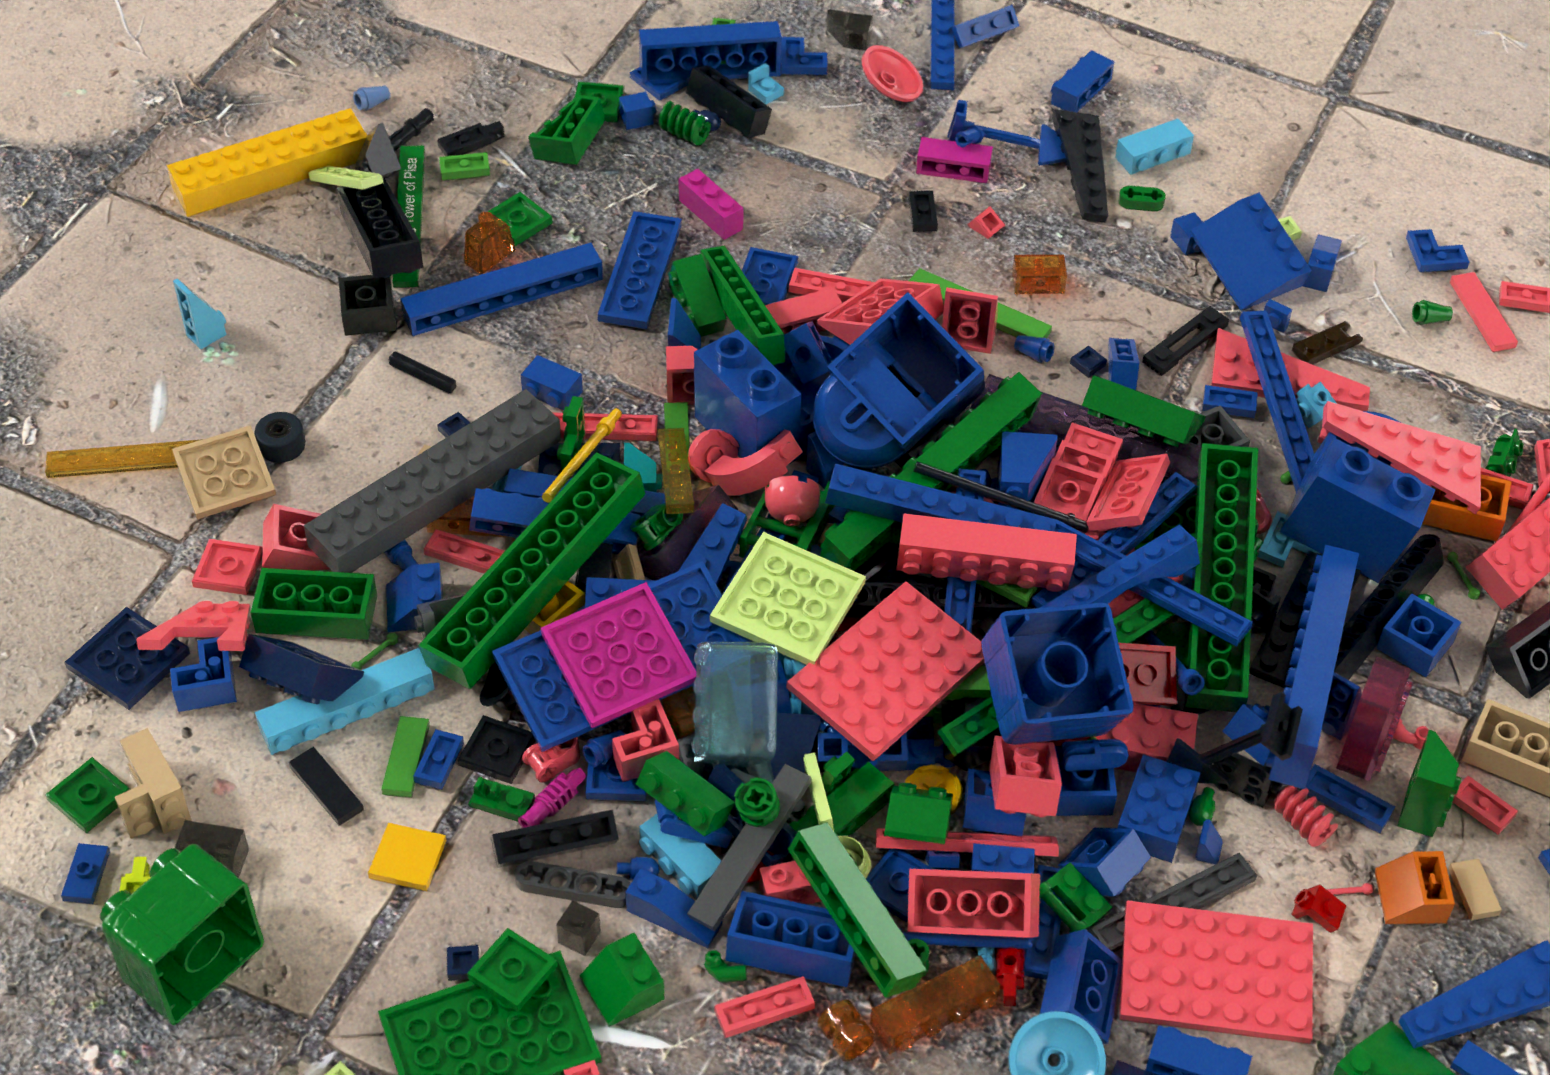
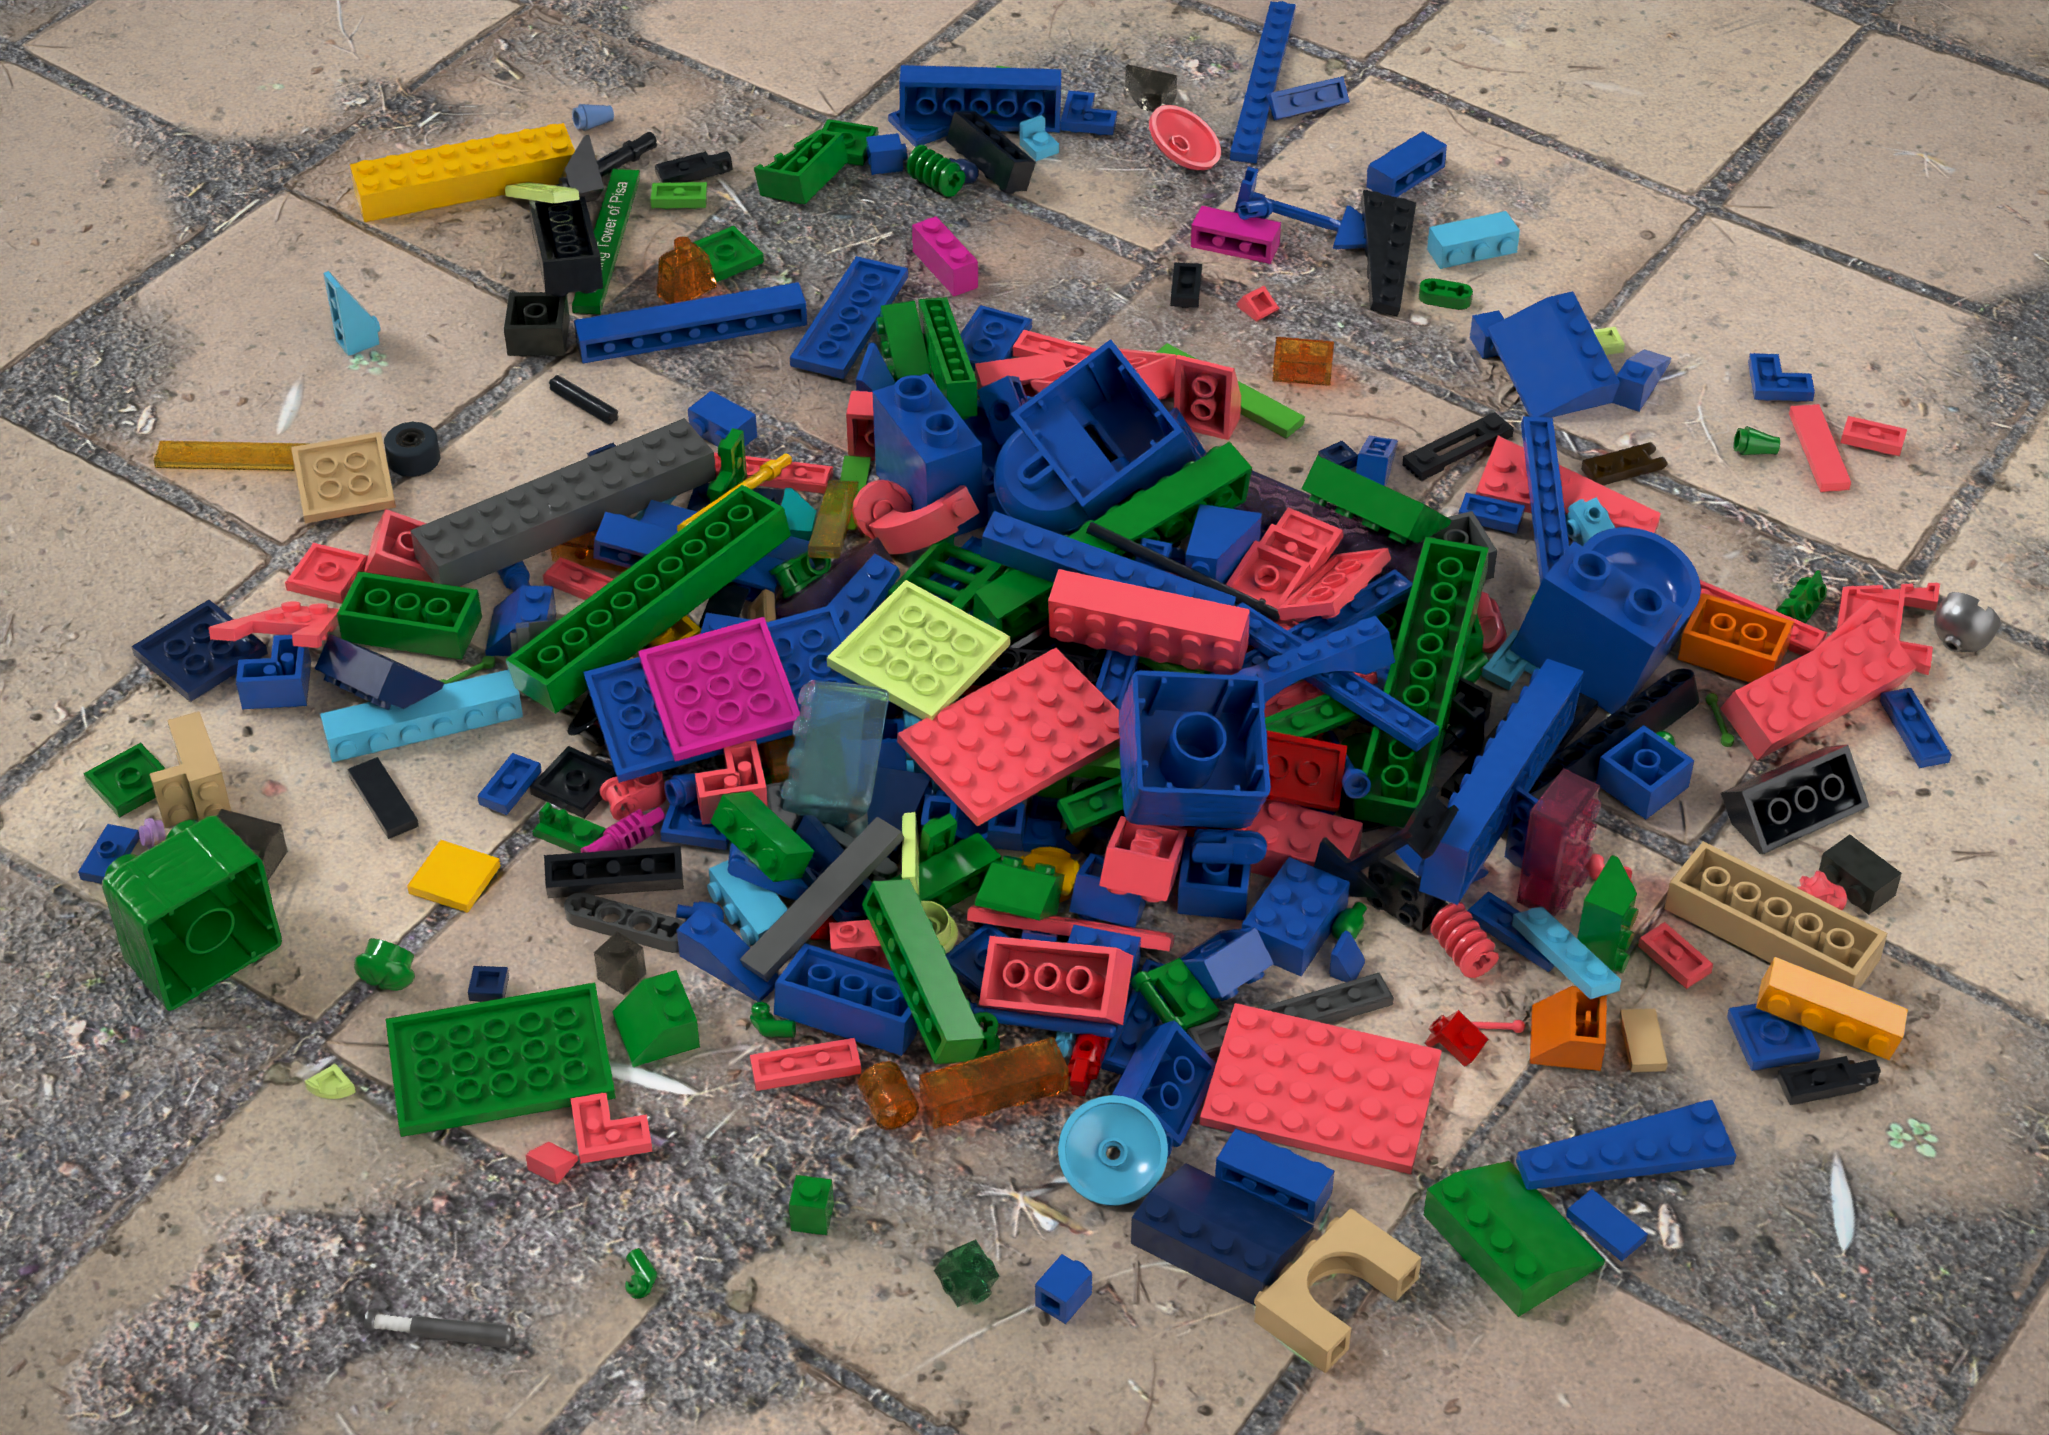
camera: 10 degrees right, 5 degrees down
(122, 849) = (152, 833): none -> lavender plate
(366, 958) = (385, 965): none -> green piece
(405, 756) = (476, 772): bright green tile -> none
(512, 969) = (537, 992): green plate -> none
(757, 802) = (836, 850): green wheel -> none
(792, 500) = (953, 557): coral cylinder -> none
(1035, 347) = (1280, 437): blue cone -> none
(1278, 315) = (1569, 428): blue plate -> none
(1399, 819) = (1566, 952): none -> medium azure plate
(1429, 456) = (1690, 580): coral wing -> none

